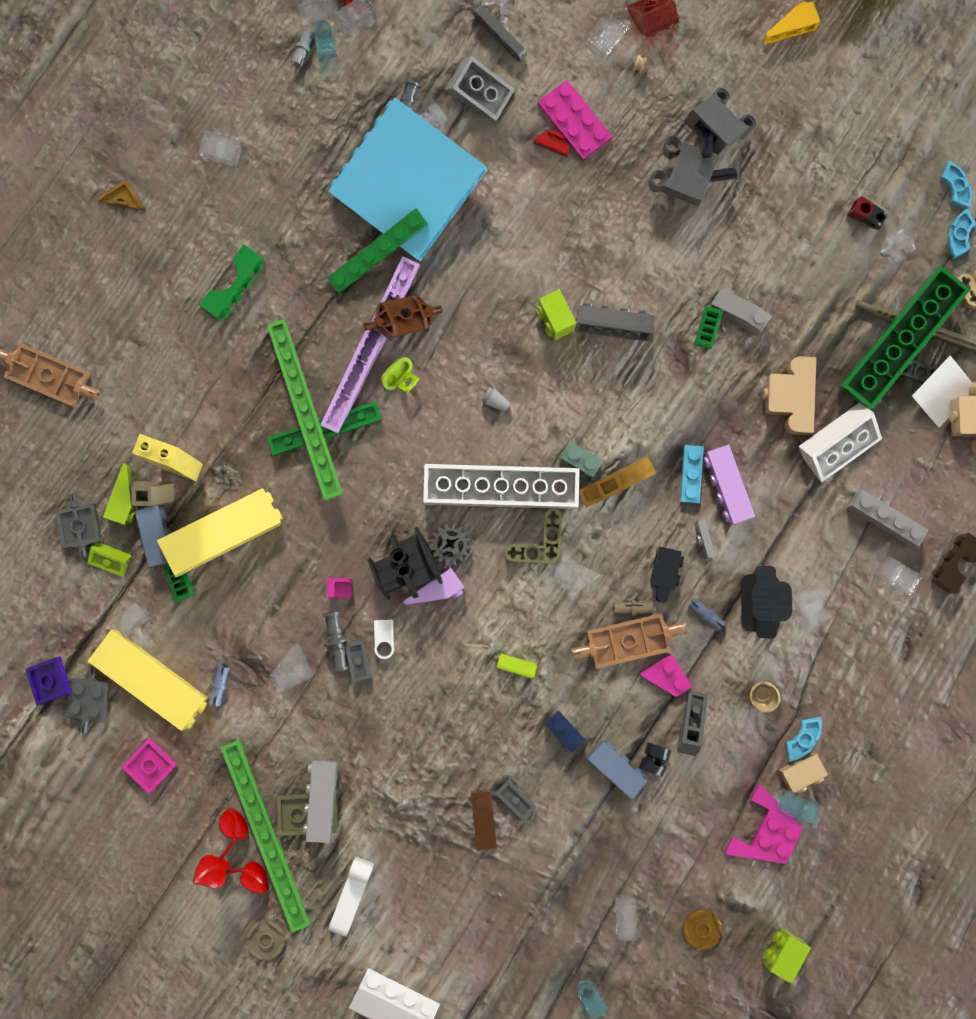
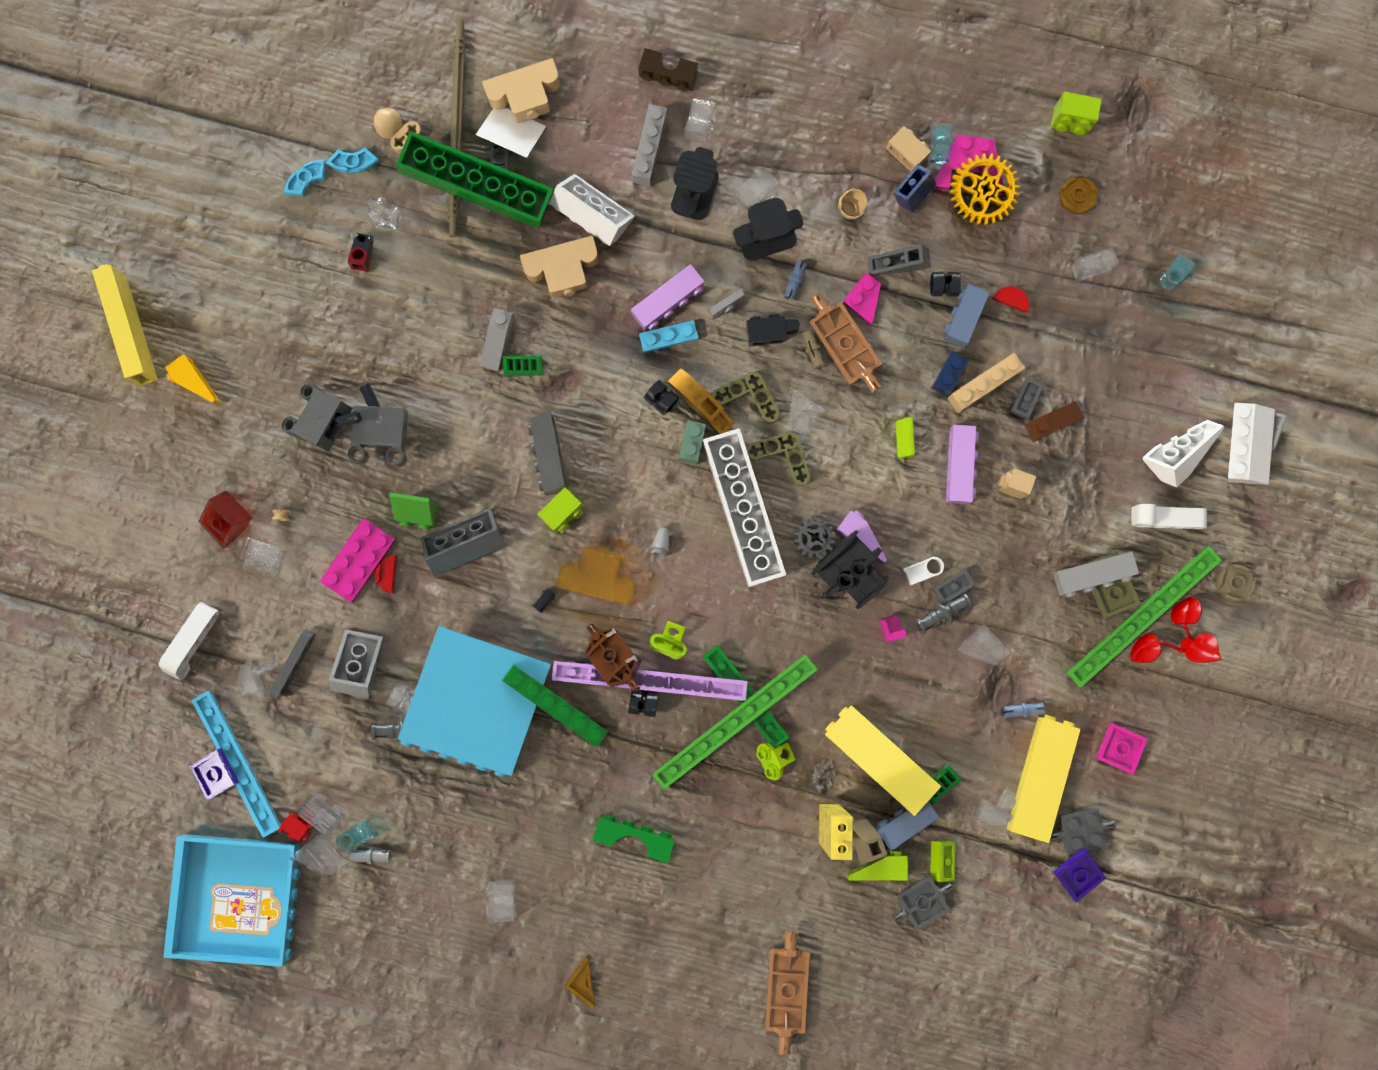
camera: 105 degrees left, 0 degrees up
(257, 432) = (772, 761): none -> lime bracket
(347, 336) = (650, 704): none -> black wheel
(406, 929) = (1178, 458): none -> white wedge
(435, 756) = (1017, 483): none -> tan brick
(473, 711) = (961, 464): none -> lavender brick
(478, 274) = (544, 600): none -> black pin
(483, 330) = (597, 576): none -> clear yellow brick
(543, 764) = (986, 383): none -> tan brick
(559, 218) = (462, 542): none -> dark grey slope
(602, 182) = (414, 510): none -> bright green slope
(615, 530) = (746, 389): none -> olive beam
(620, 823) = (1012, 297): none -> red tile
(627, 448) = (666, 402): none -> black wheel
(725, 858) = (988, 179): none -> yellow gear
(761, 763) = (914, 188): none -> dark blue brick
(805, 739) = (877, 157): medium azure tile -> none
(834, 547) = (696, 182): none -> black piece

